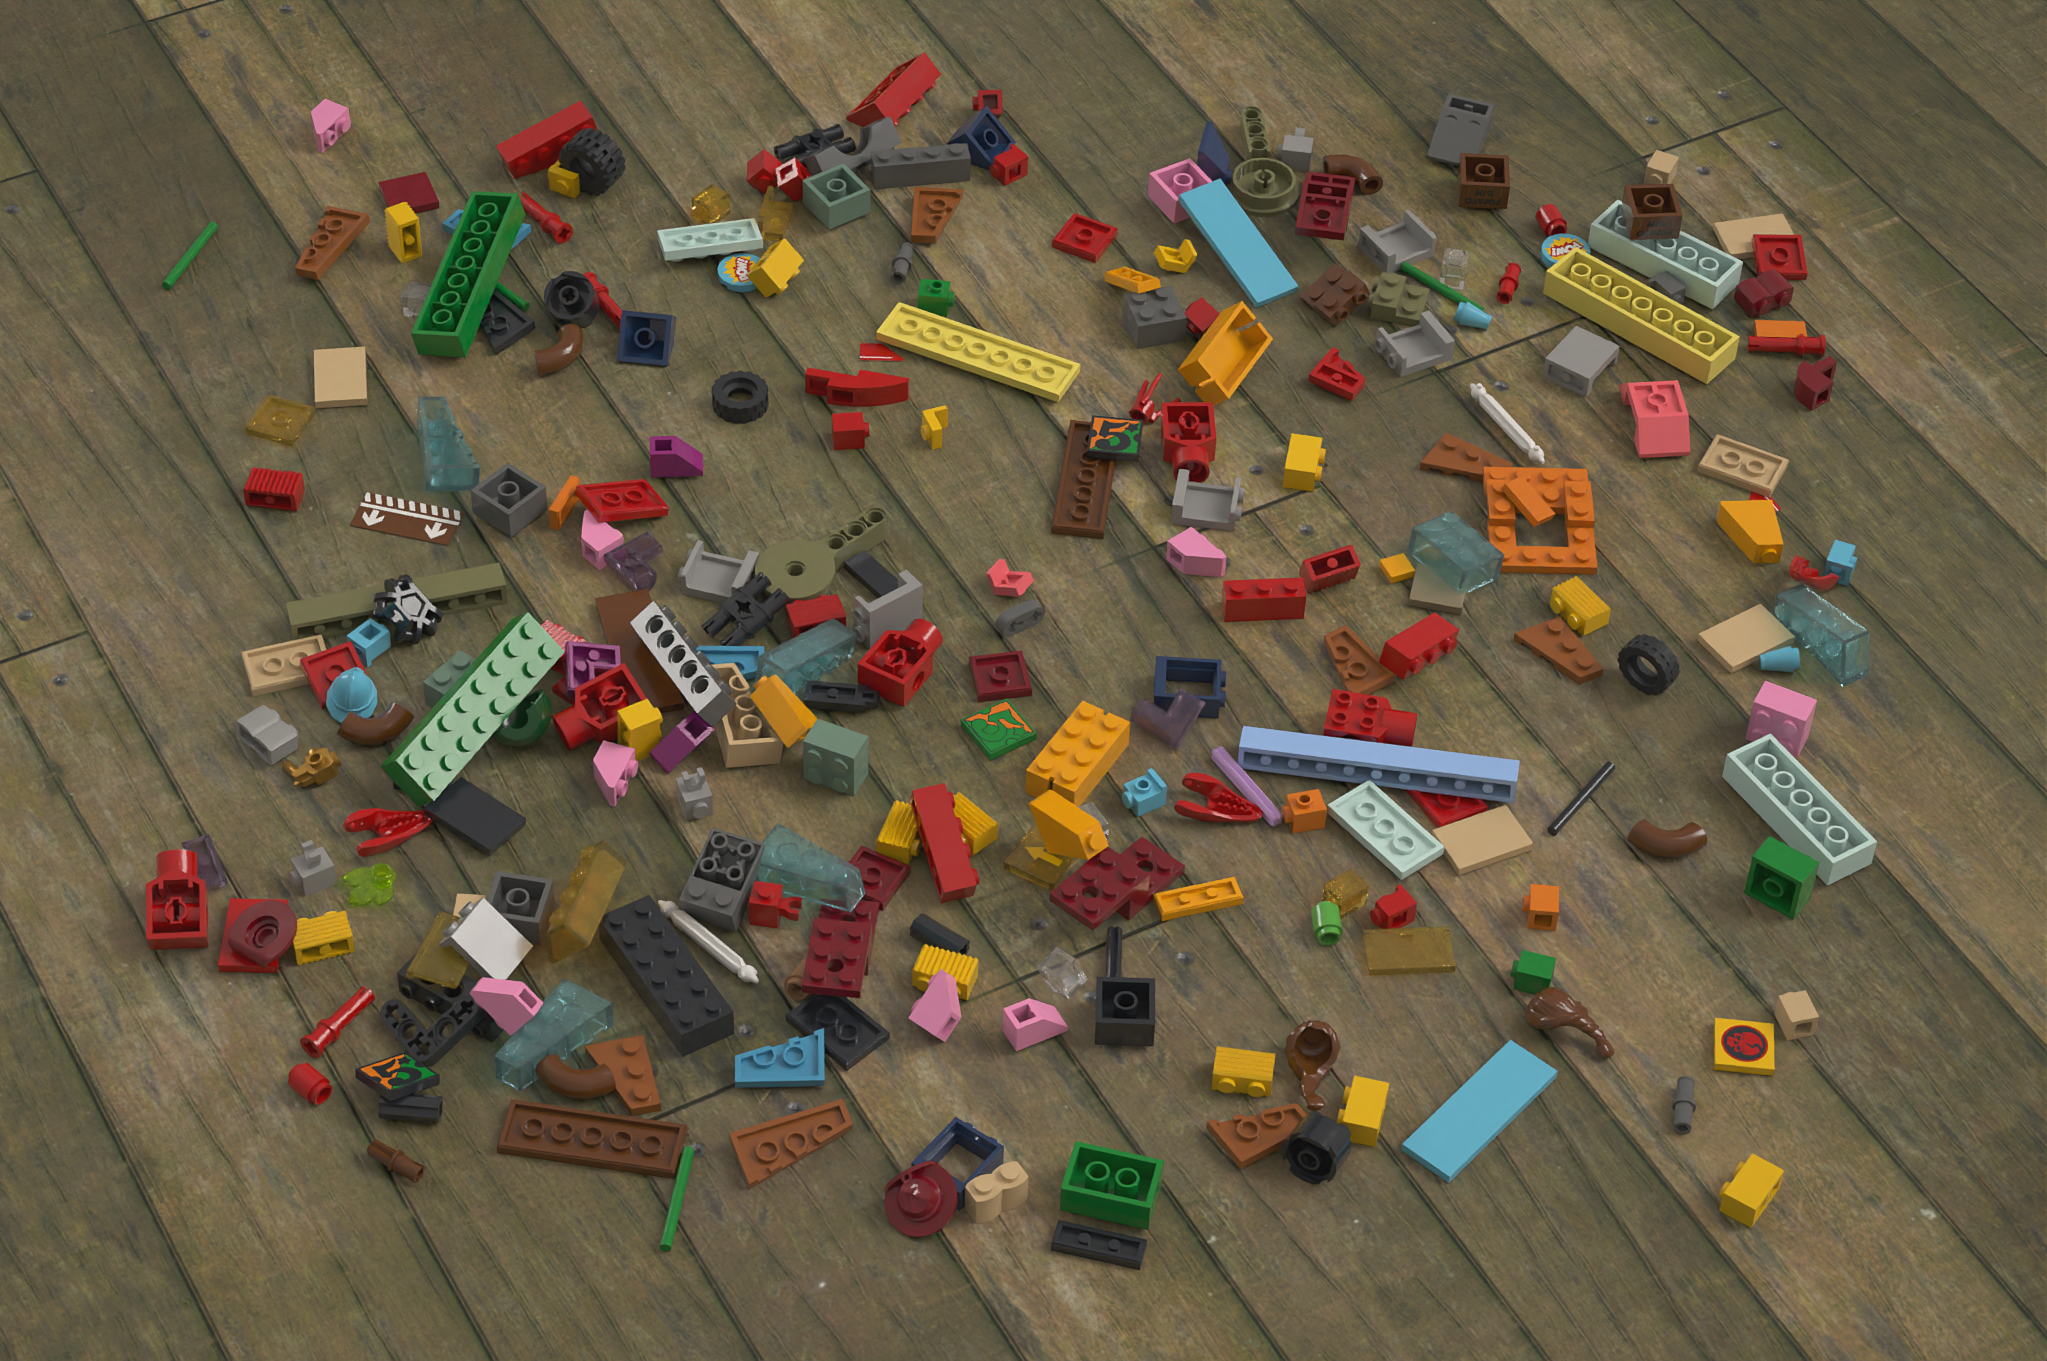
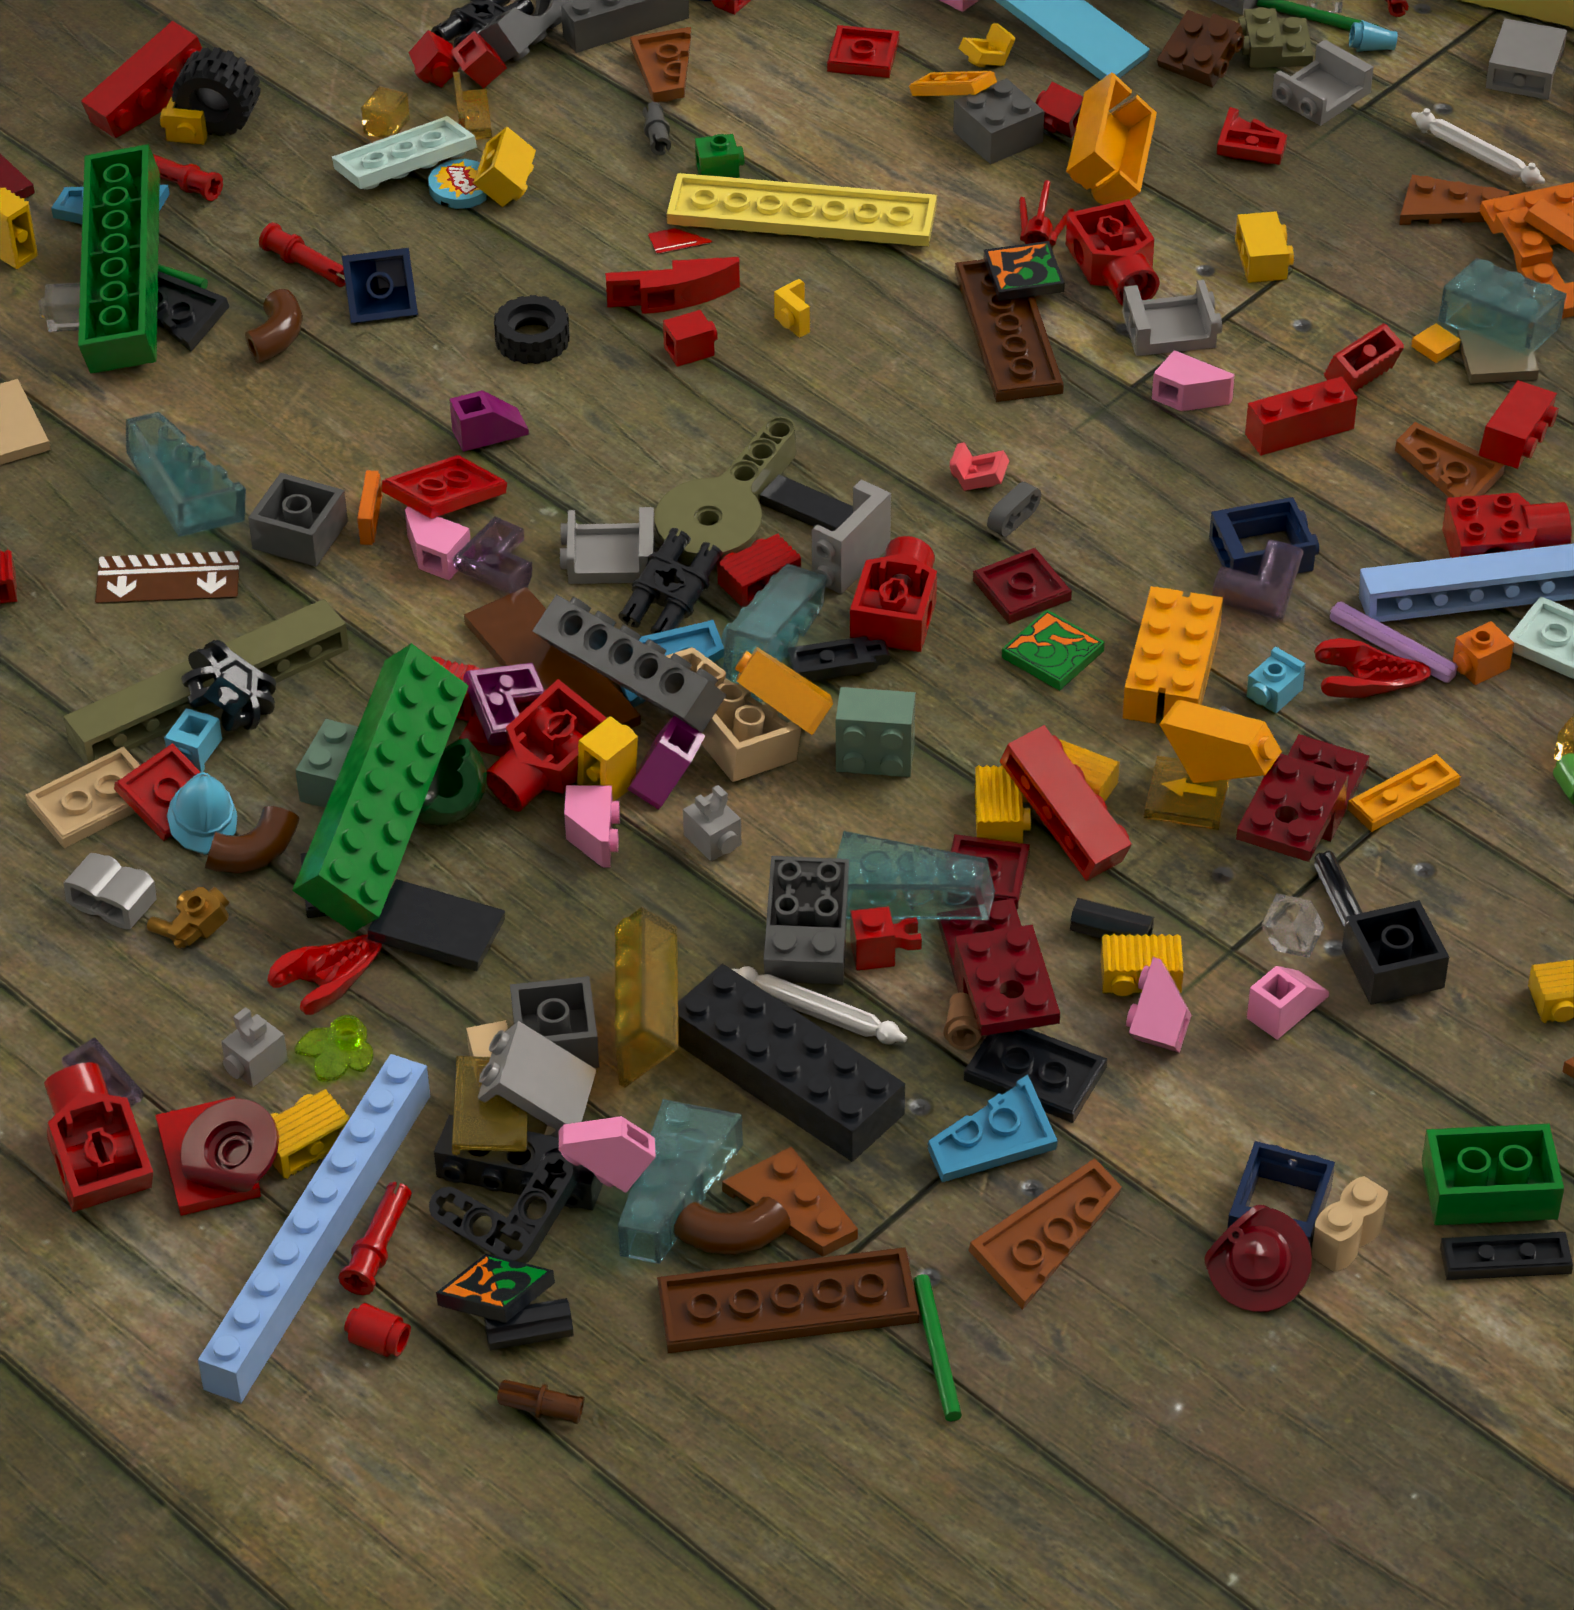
camera: 15 degrees left, 0 degrees up
(299, 1003) = (314, 1229): none -> light blue brick
(564, 289) = (249, 256): black brick -> none
(836, 196) = (540, 67): sand green brick -> none

